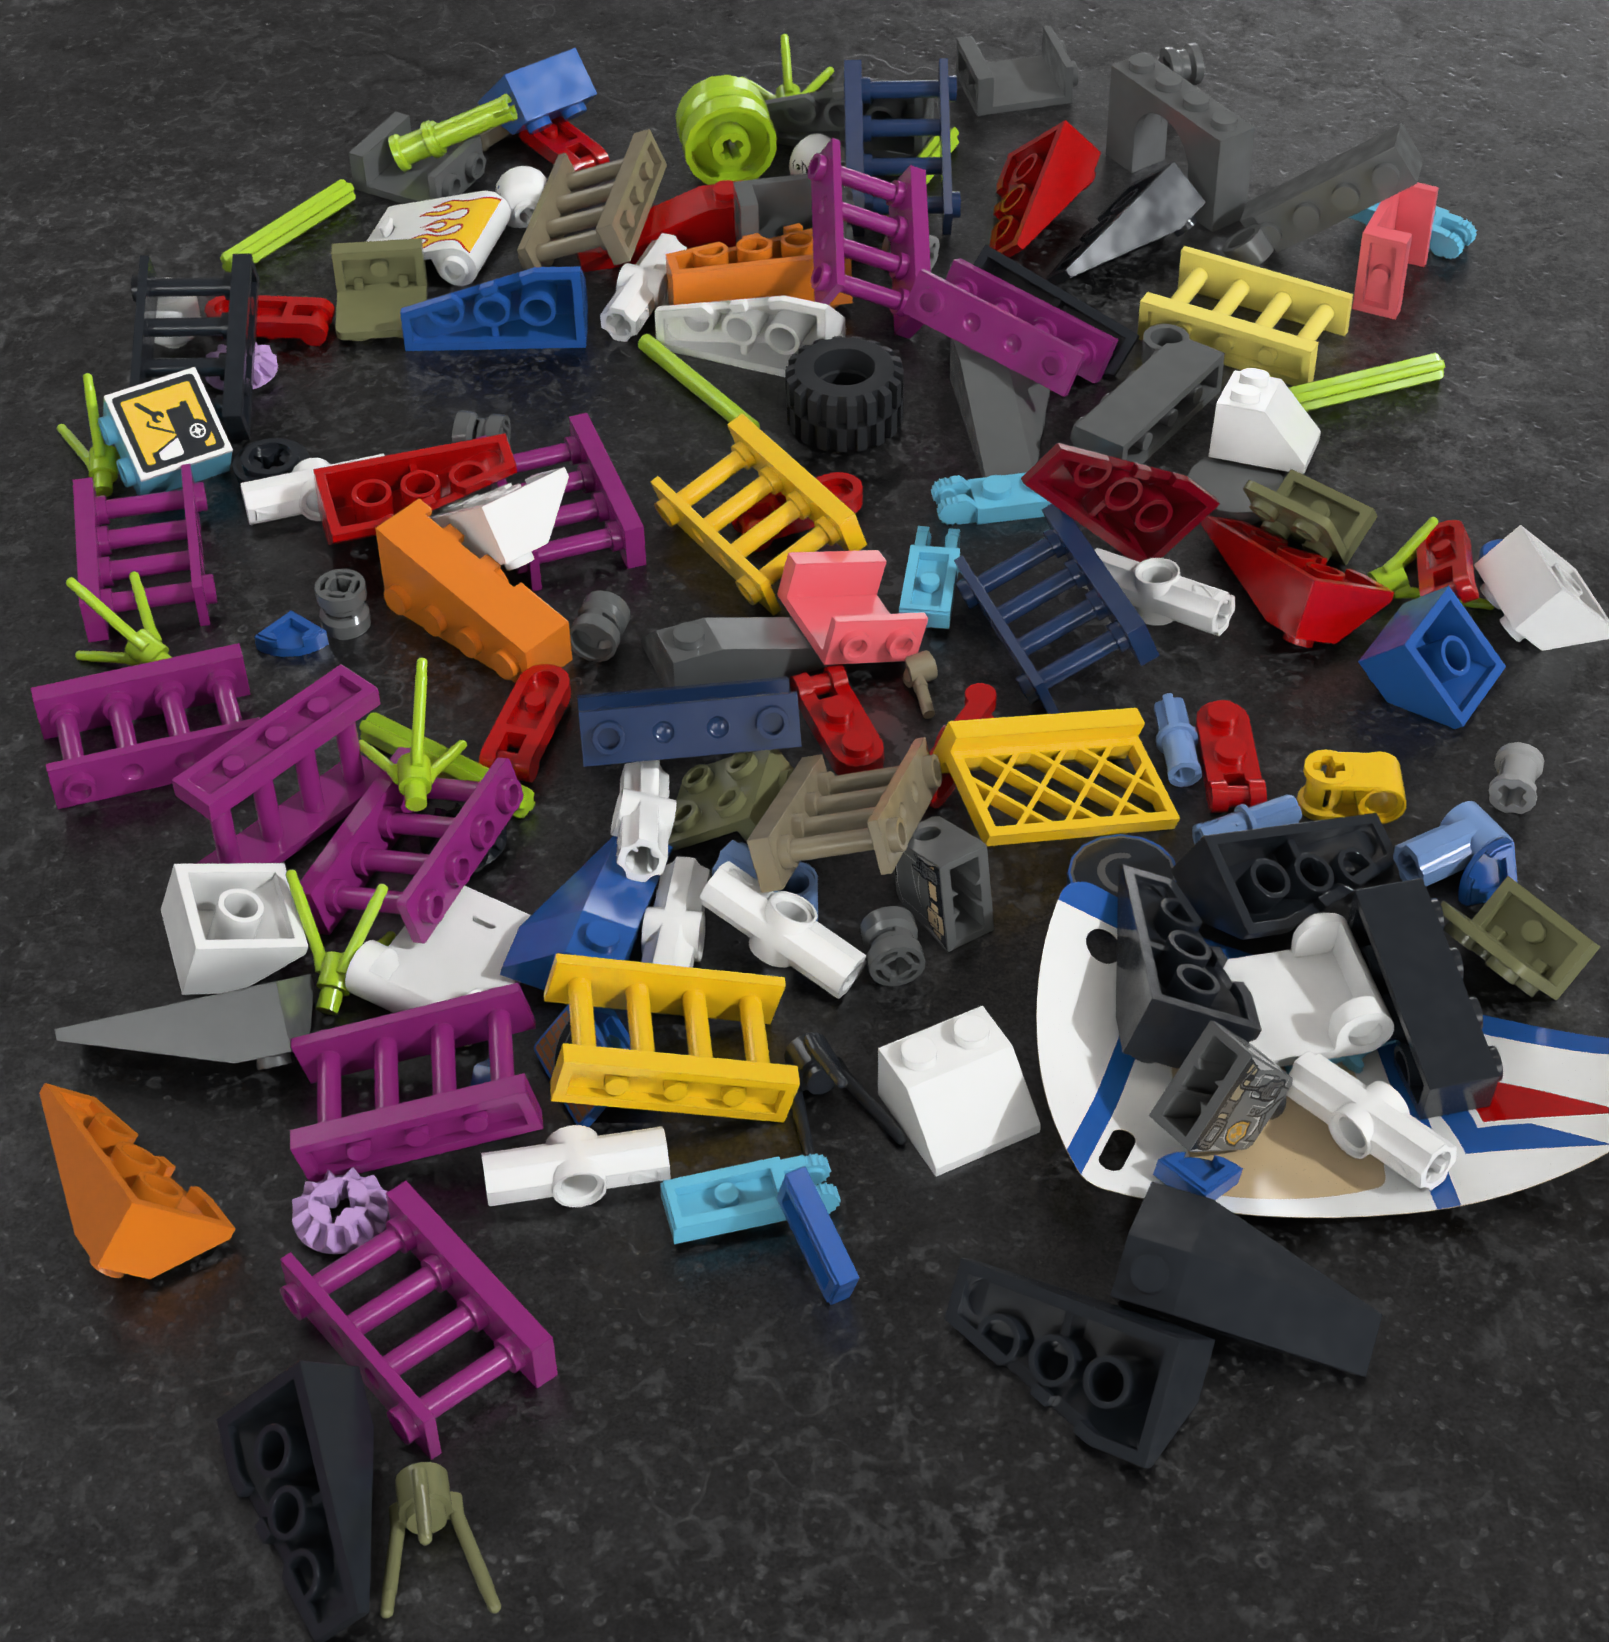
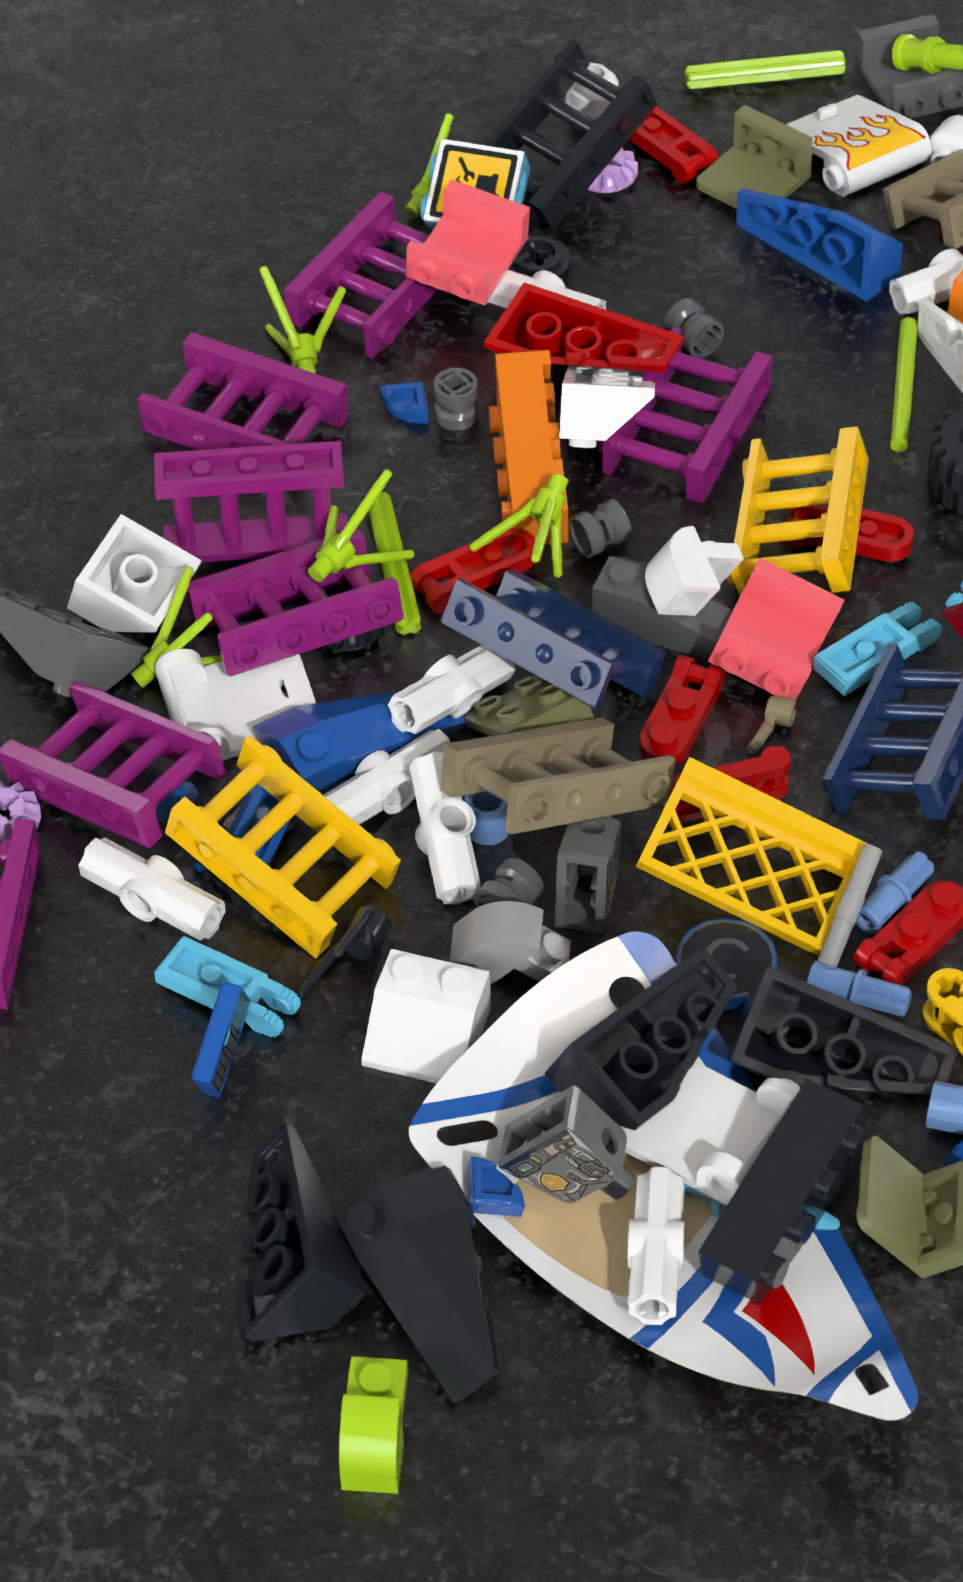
camera: 45 degrees right, 5 degrees up
(219, 468) = (470, 243): none -> coral panel
(555, 629) = (545, 509): none -> lime plant
(744, 599) = (689, 572): none -> white brick
(950, 978) = (508, 938): none -> light grey brick
(1171, 765) = (850, 905): none -> light grey piece
(1369, 1440) = (372, 1425): none -> lime brick

